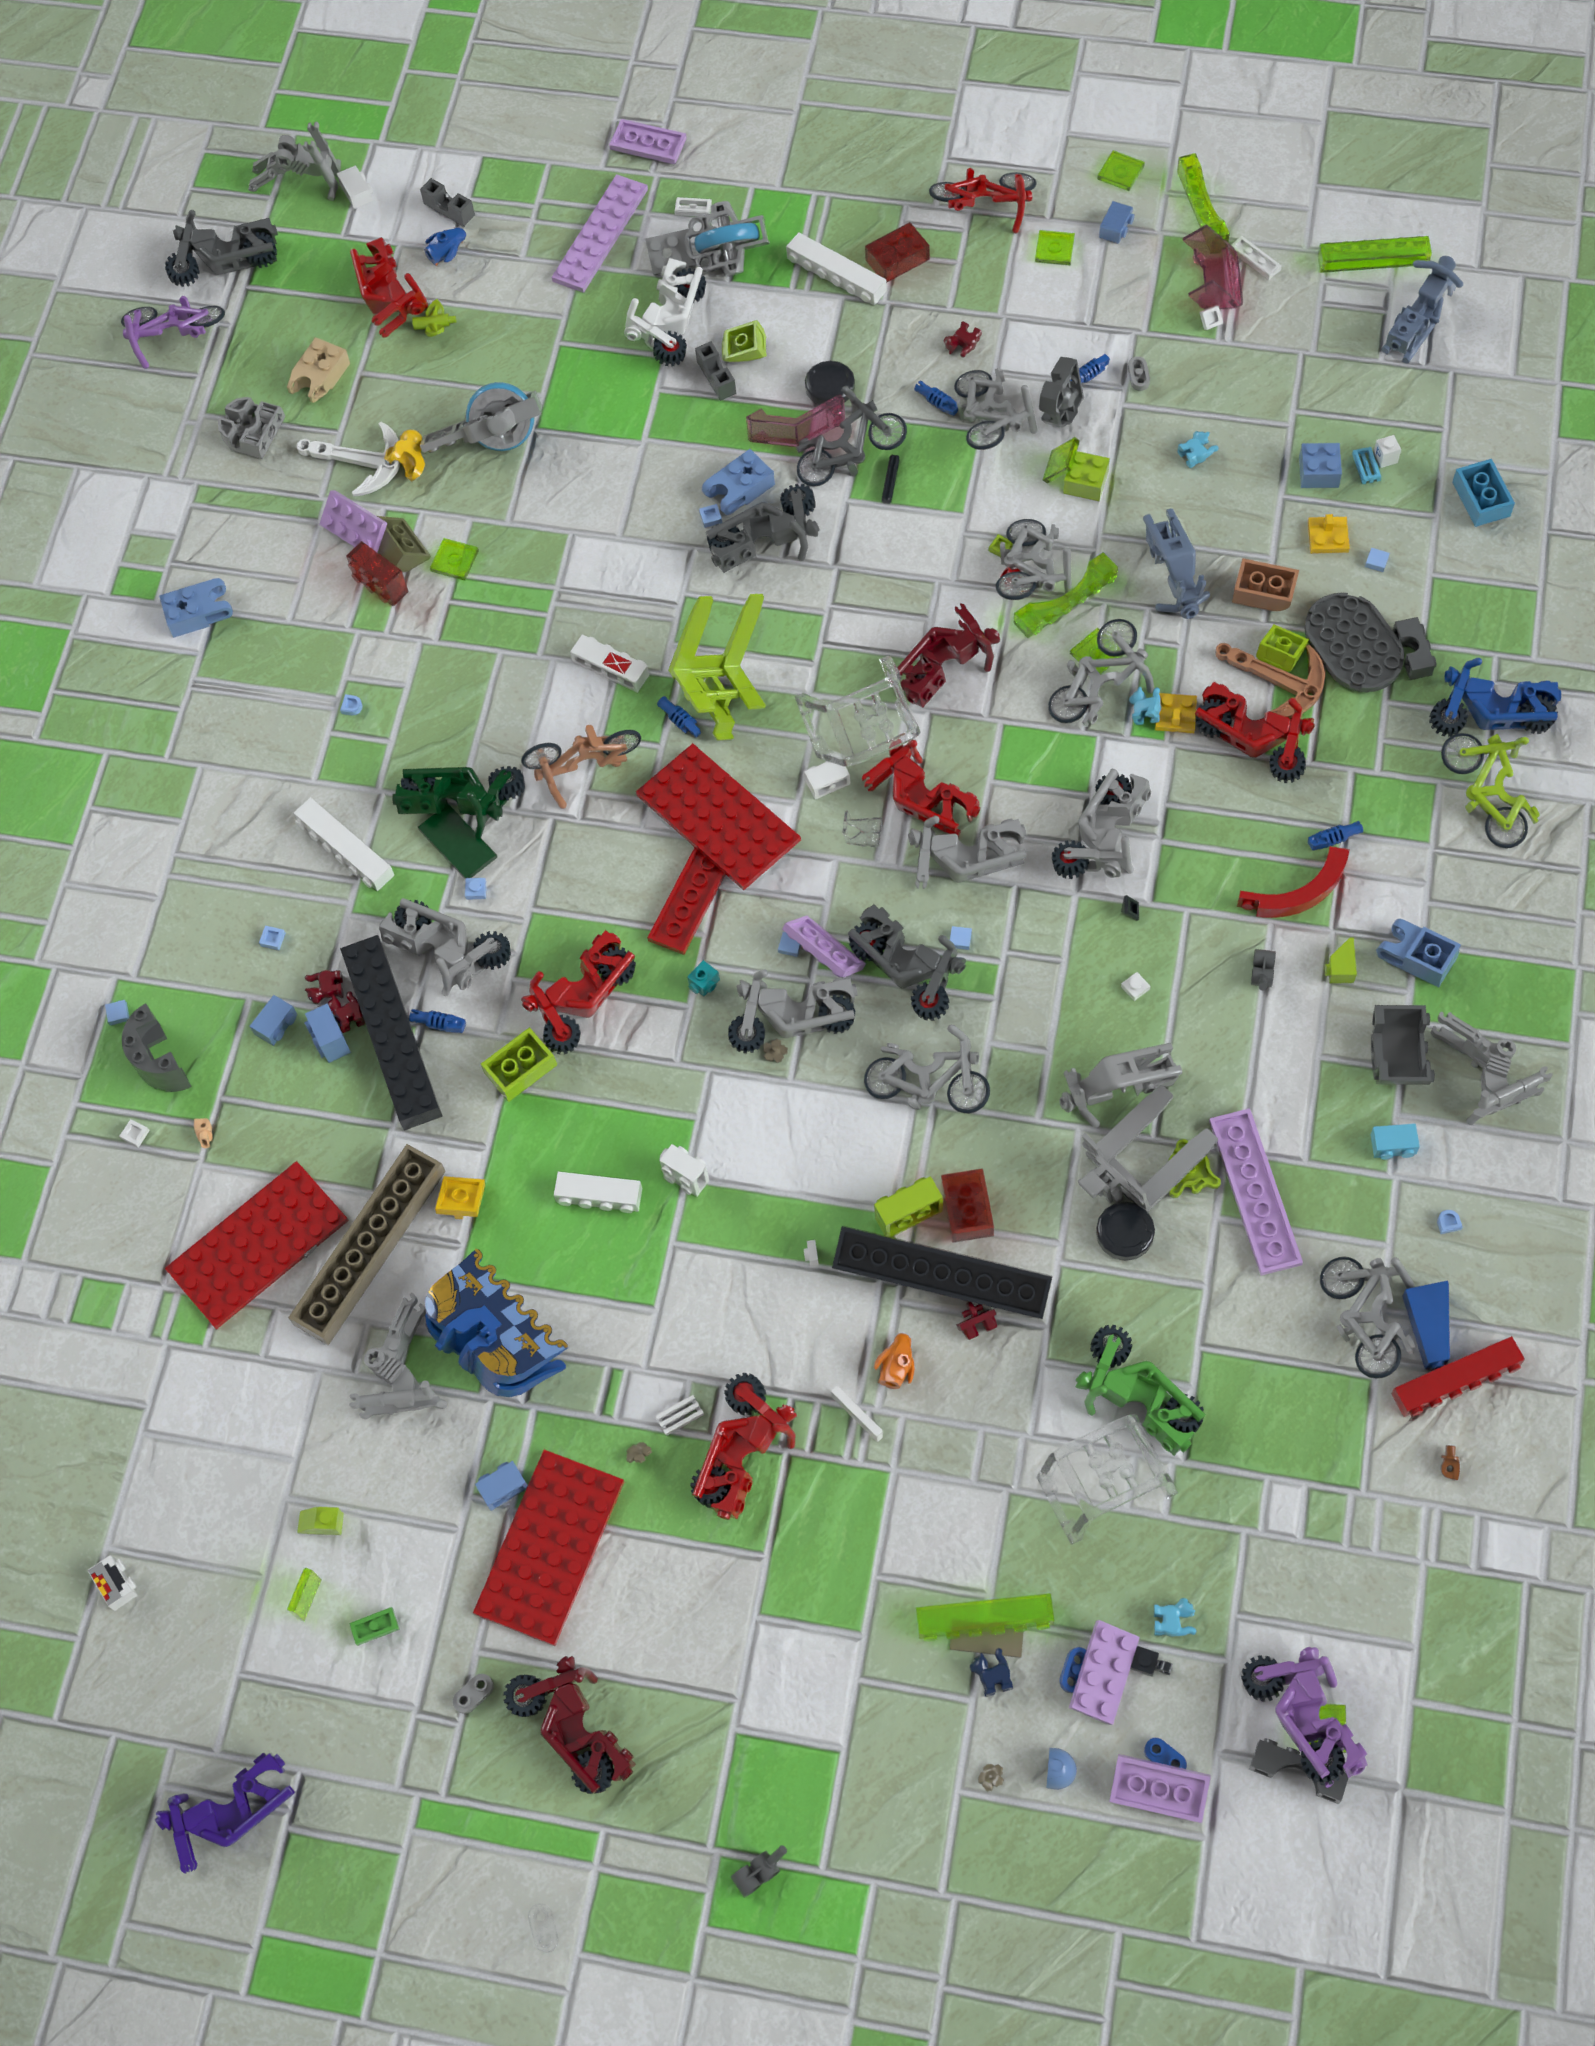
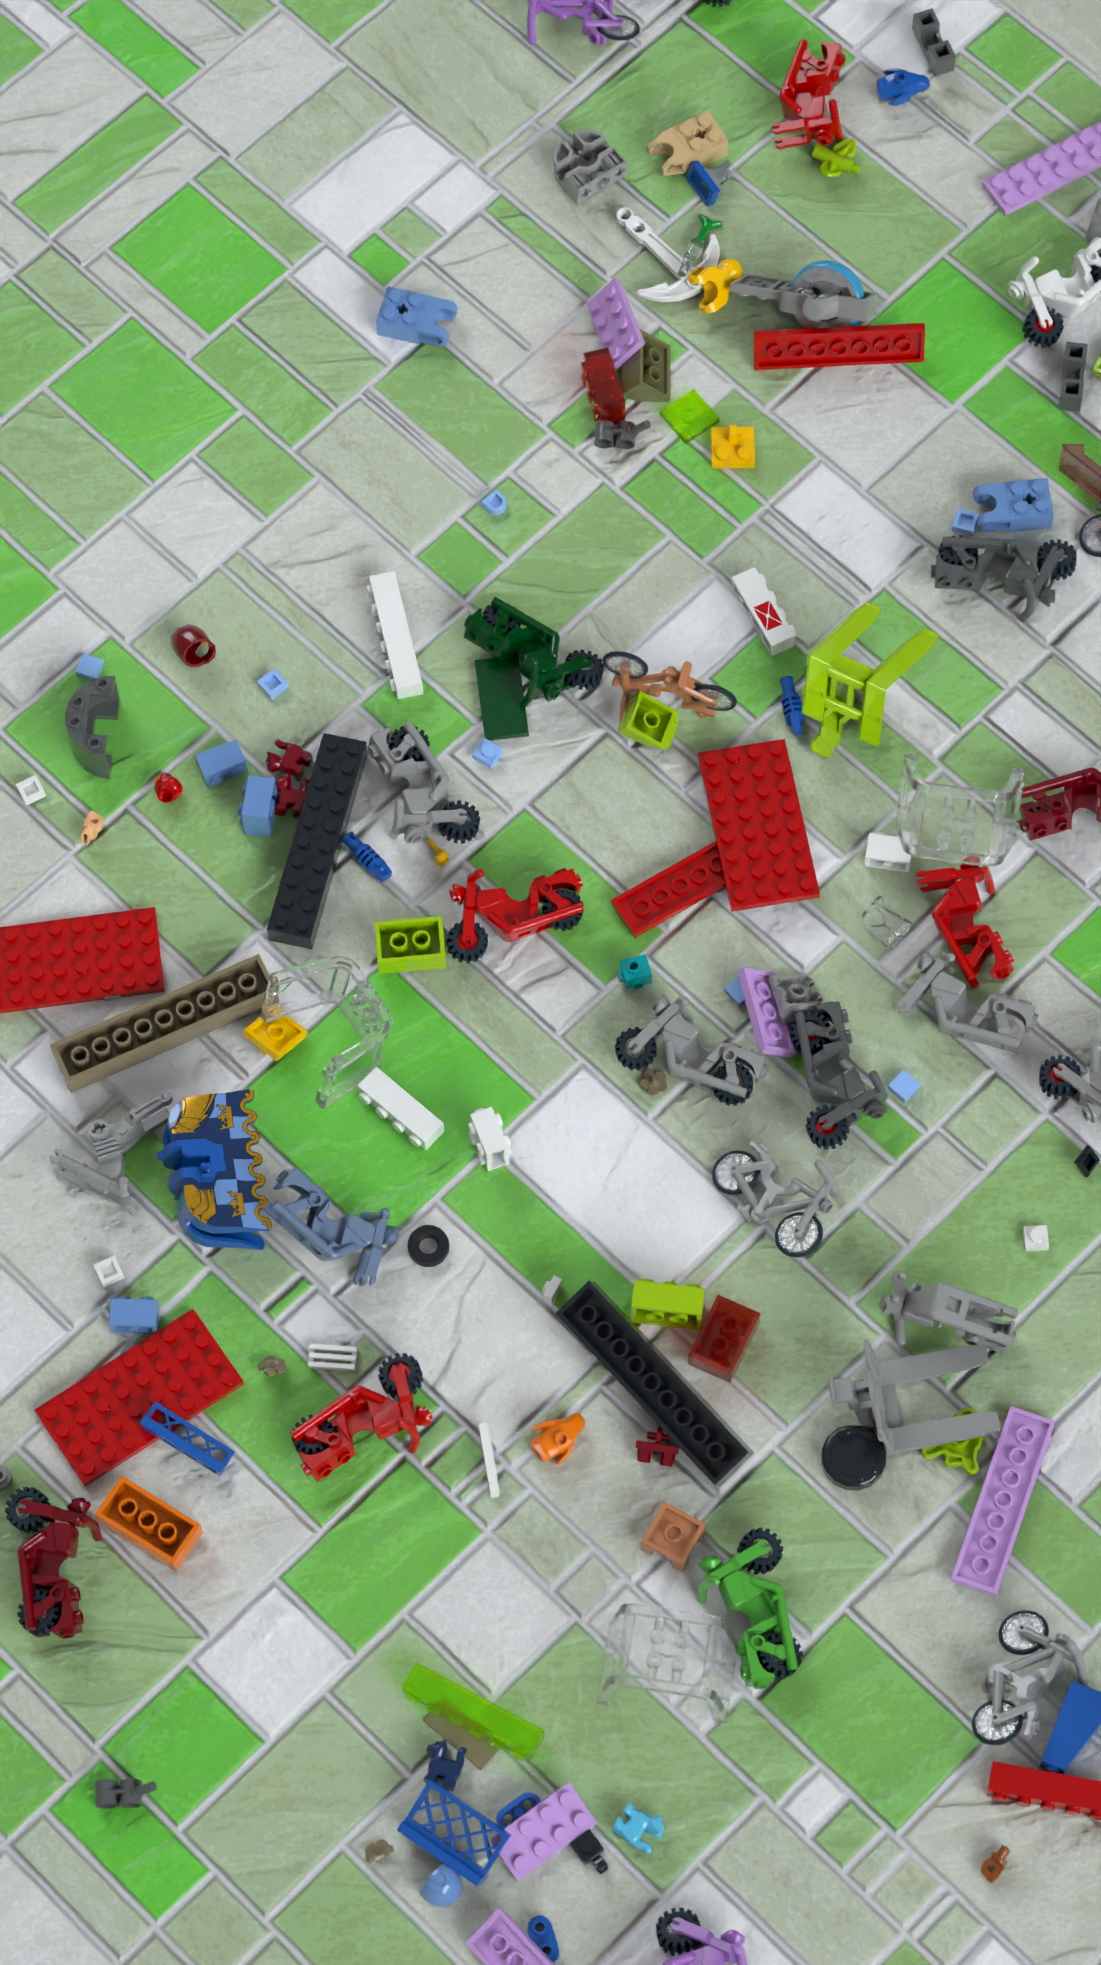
camera: 30 degrees right, 0 degrees up
(182, 946) = (187, 641): none -> dark red piece
(243, 1064) = (167, 788): none -> red animal
(349, 388) = (707, 181): none -> blue piece
(373, 435) = (696, 245): none -> clear piece
(413, 602) = (623, 437): none -> dark grey beam
(456, 1464) = (108, 1271): none -> white plate
(495, 986) = (441, 855): none -> yellow hand
(502, 562) = (732, 447): none -> yellow hinge
(530, 446) = (839, 346): none -> red plate
(546, 1159) = (371, 1013): none -> clear windscreen
(581, 791) = (649, 721): none -> lime slope
(614, 1561) = (181, 1444): none -> blue fence
(617, 1324) = (328, 1237): none -> sand blue piece
(629, 1641) = (149, 1523): none -> orange brick
(692, 1294) = (434, 1258): none -> black tyre
(835, 921) = (794, 995): none -> light grey slope
(1038, 1377) = (673, 1535): none -> nougat panel
(1041, 1740) = (447, 1852): none -> blue fence

